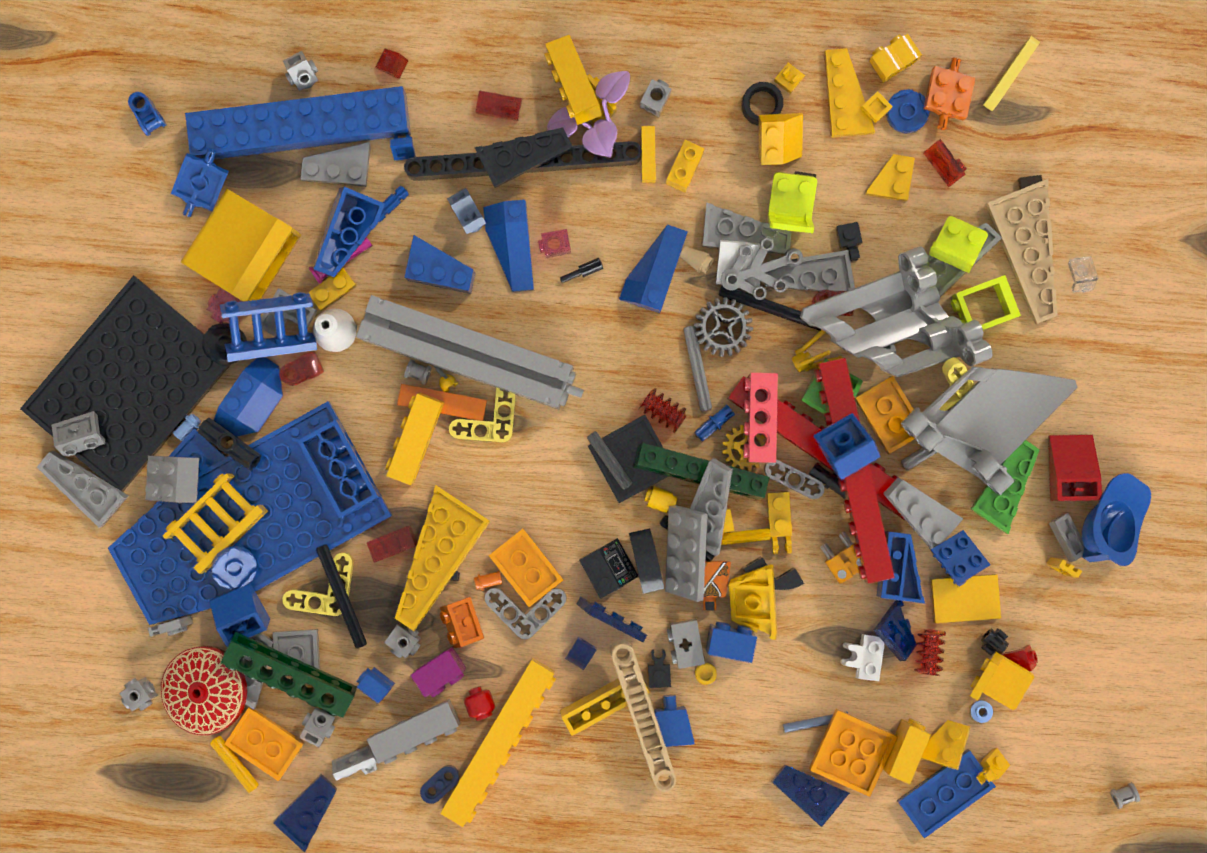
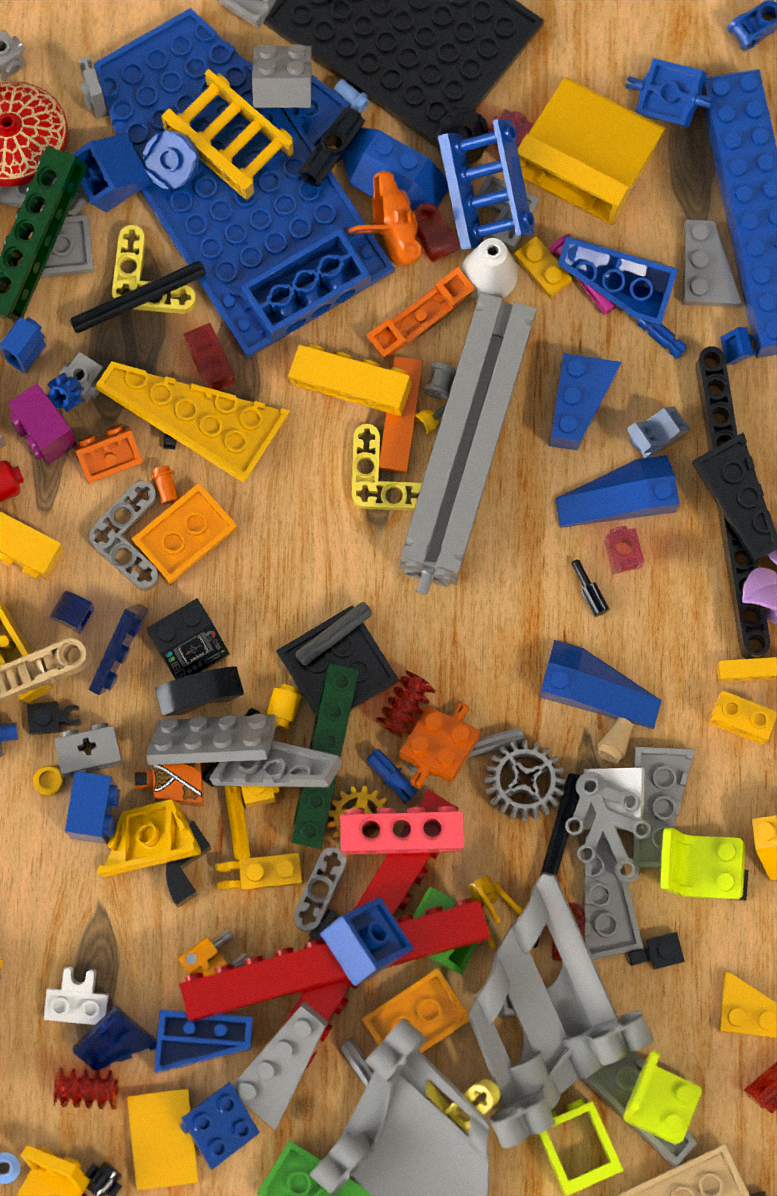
camera: 80 degrees right, 10 degrees down
(291, 399) = (392, 220): none -> orange piece
(365, 382) = (422, 314): none -> orange slope
(417, 653) = (65, 392): none -> blue gear
(695, 387) = (439, 744): none -> orange plate

